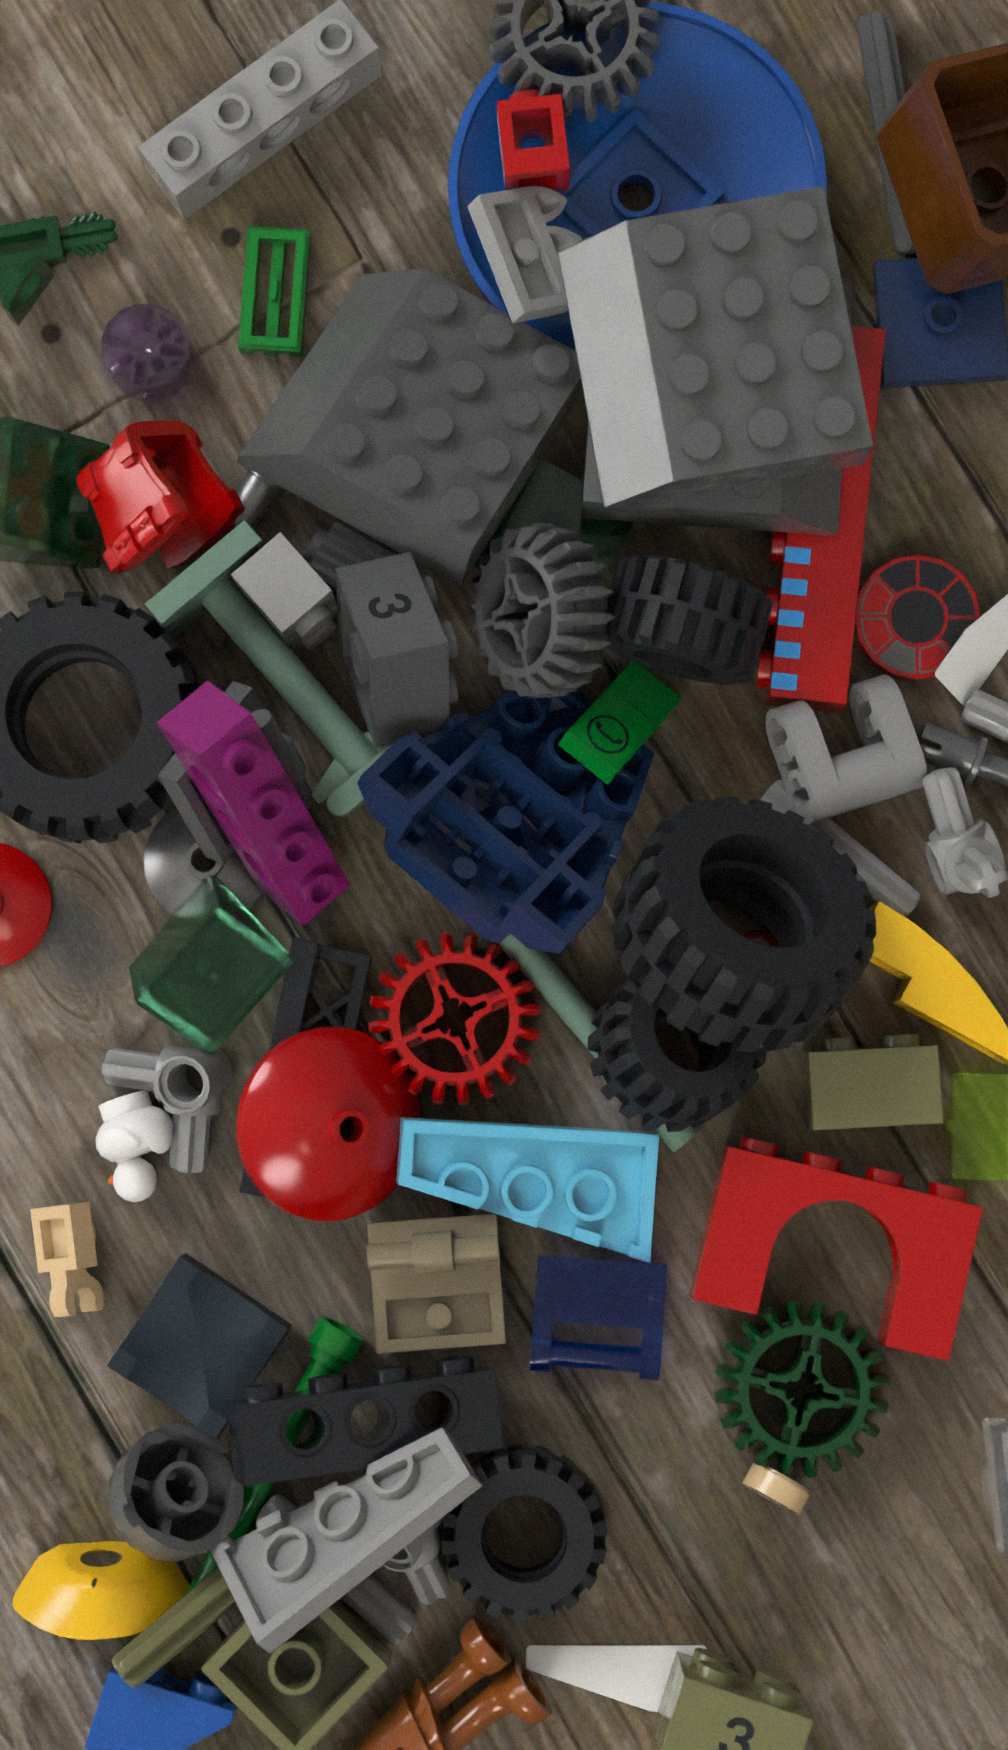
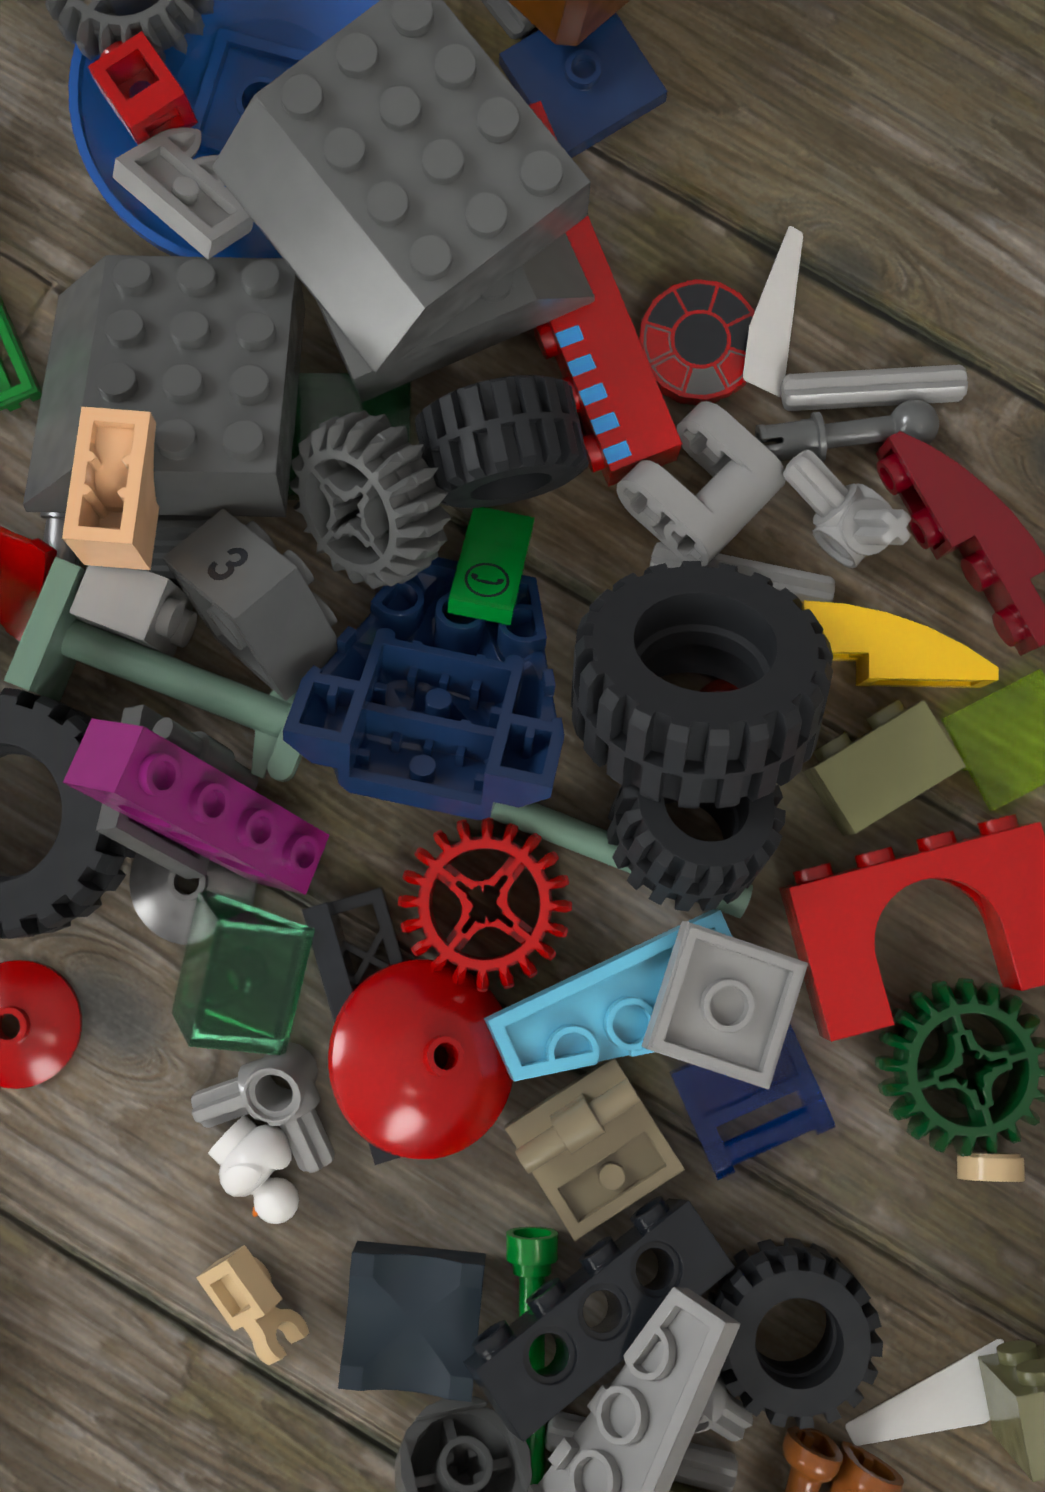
camera: 30 degrees left, 0 degrees up
(326, 492) = (113, 490): none -> light nougat arch
(617, 1217) = (725, 1004): none -> light grey plate

